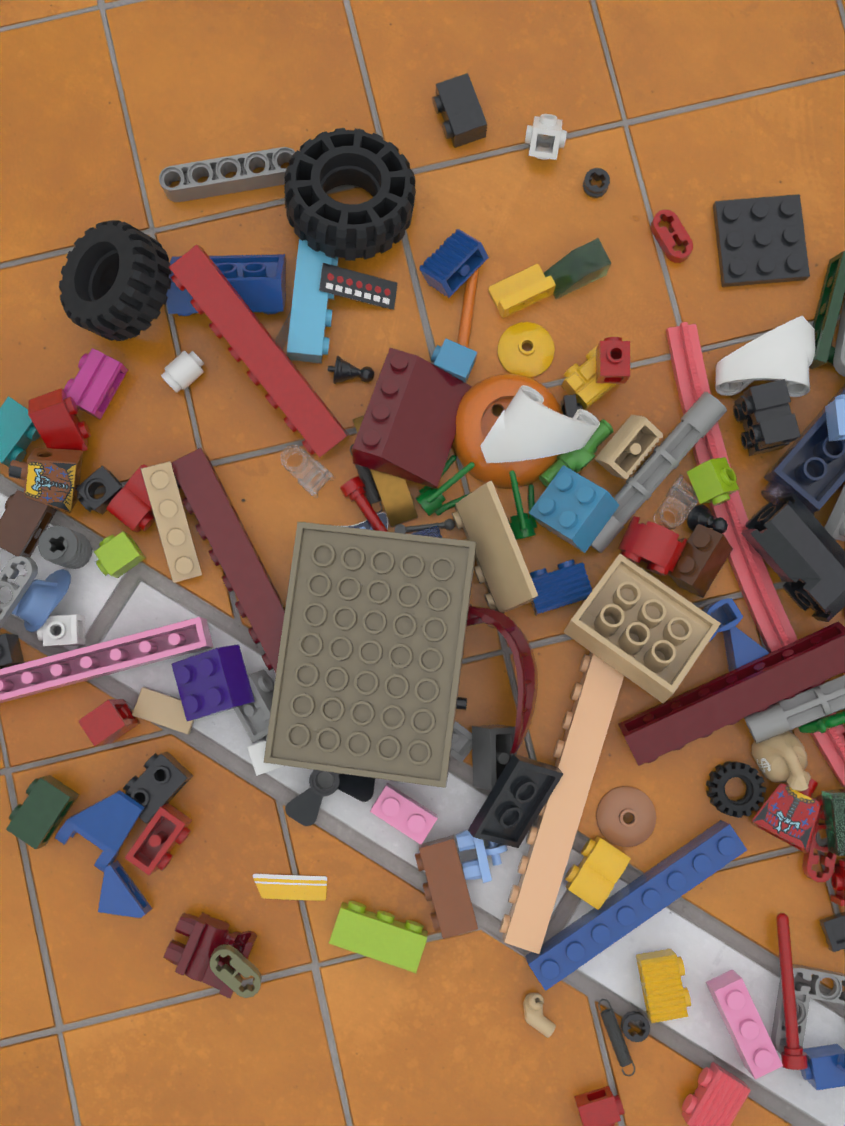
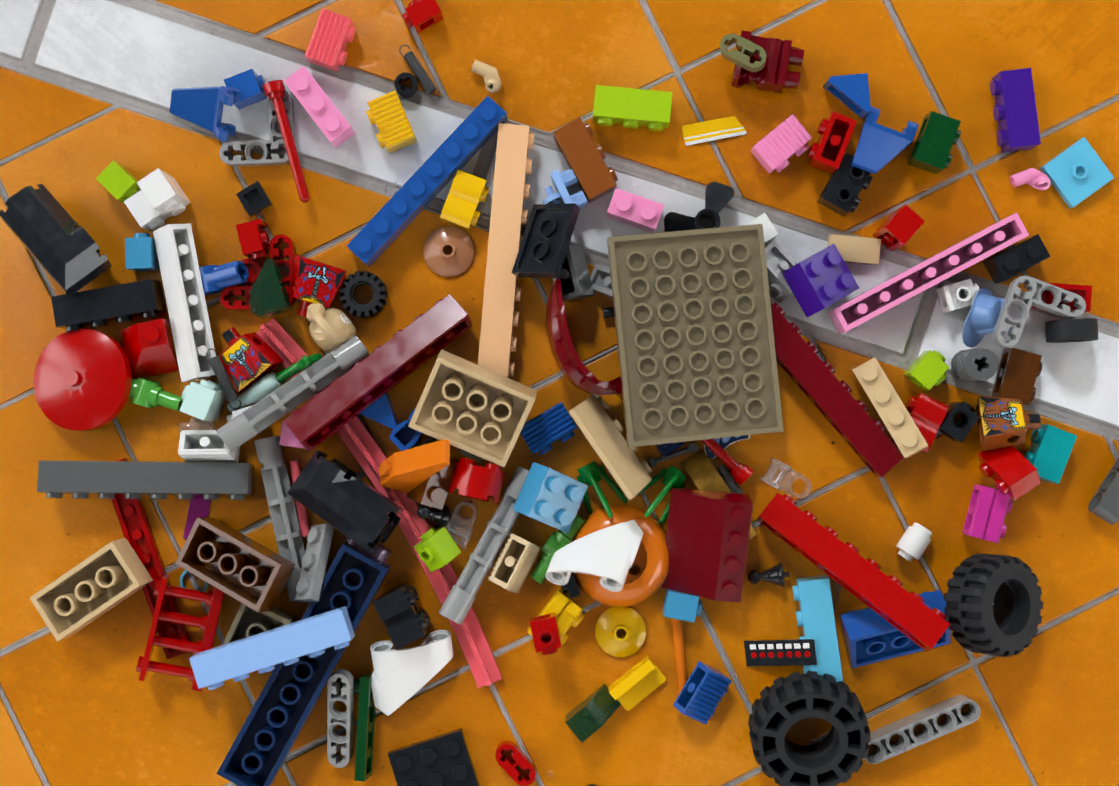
camera: 170 degrees right, 5 degrees up
(217, 851) = (781, 144): none -> bright pink brick
(721, 578) = (414, 466): none -> orange slope

